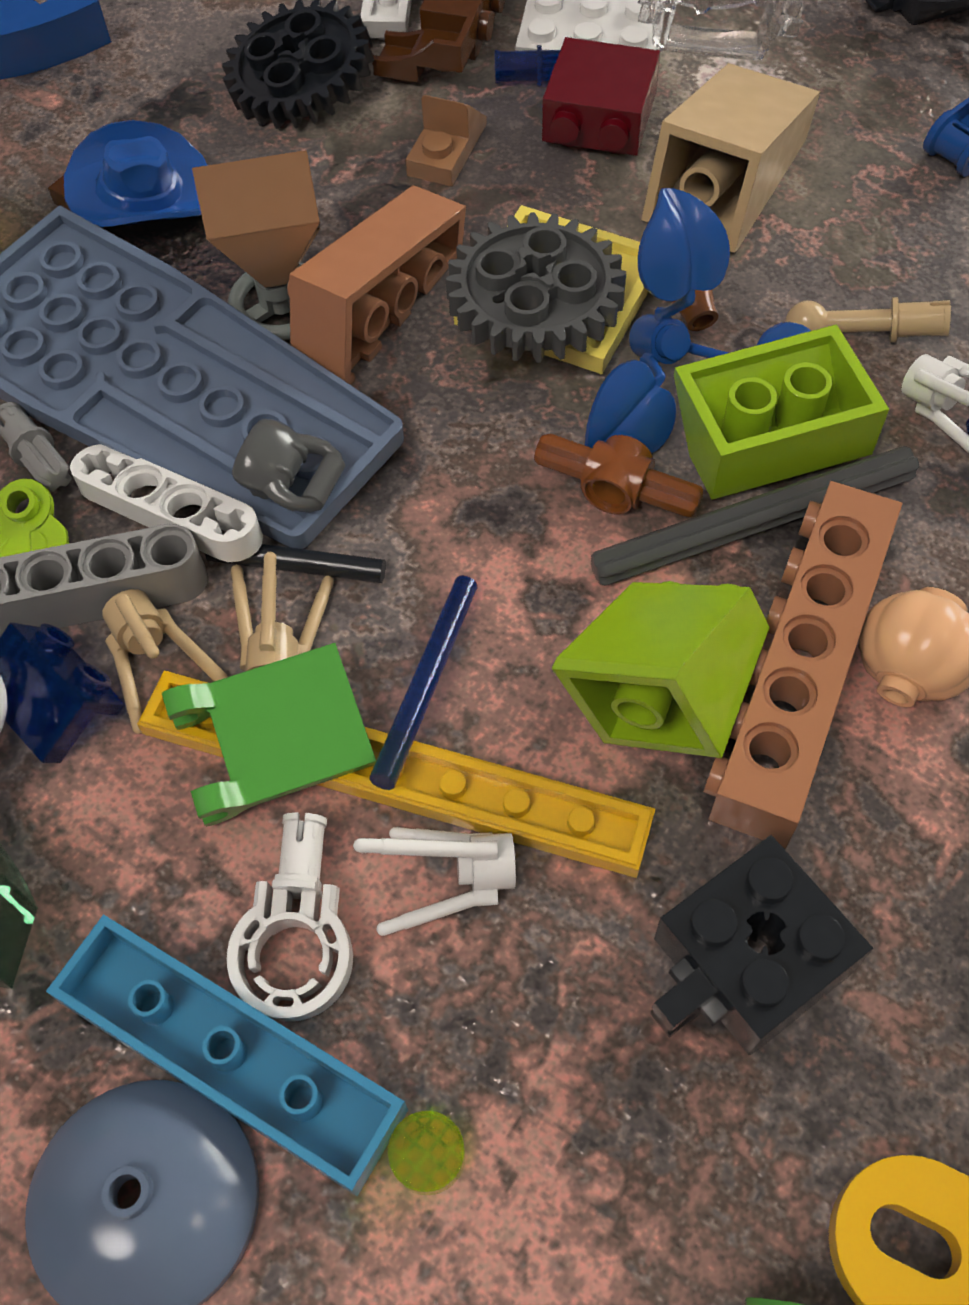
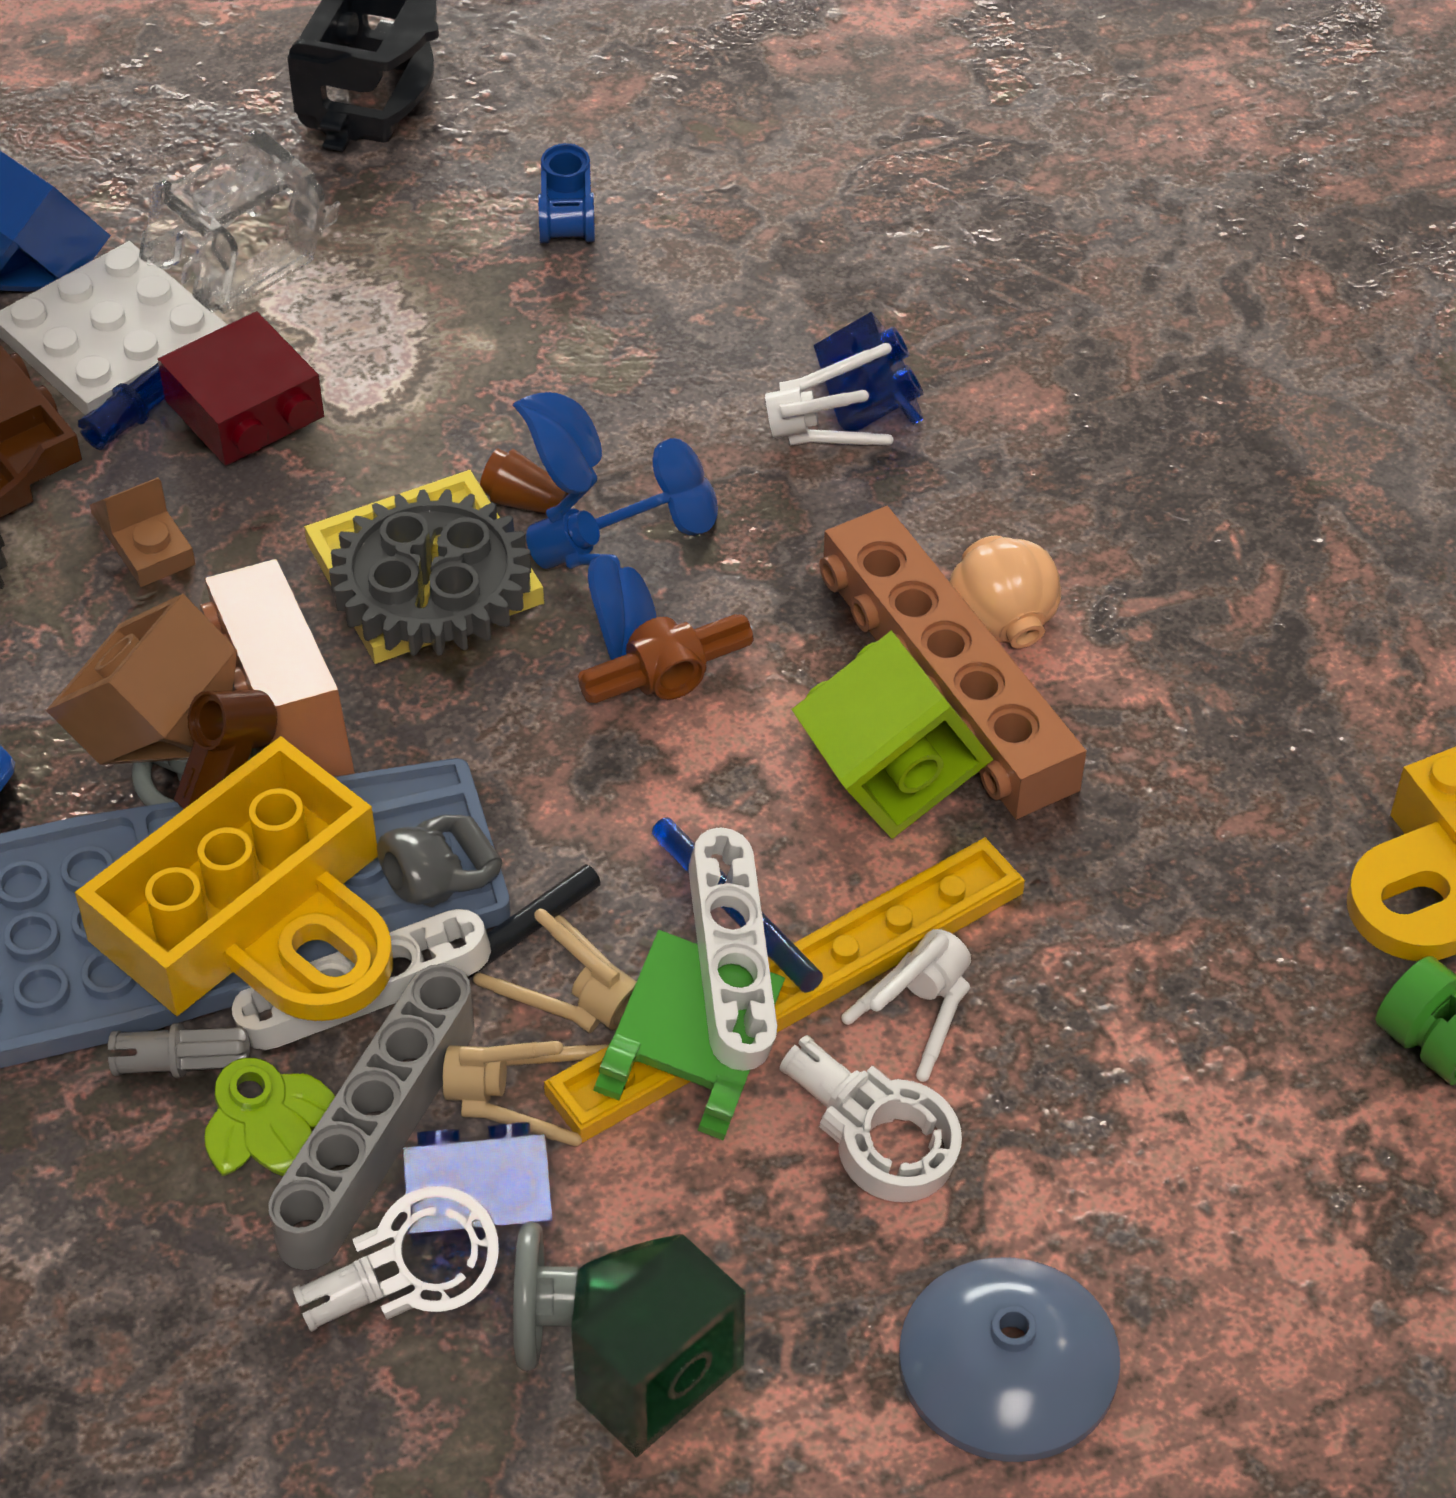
camera: 55 degrees left, 10 degrees down
(148, 375) = (245, 886): none -> yellow brick
(230, 1053) = (939, 1224): dark azure piece -> none
(250, 276) = (223, 733): none -> reddish brown piece
(349, 694) = (727, 946): none -> white beam
(426, 1152) = (1125, 1150): clear neon green tile -> none
(728, 981) = (1150, 845): black hinge -> none
(732, 145) = (415, 357): tan slope -> none
(746, 517) = (786, 611): dark grey axle -> none
(778, 411) = (722, 515): lime slope -> none
(901, 320) = (636, 439): tan pin -> none

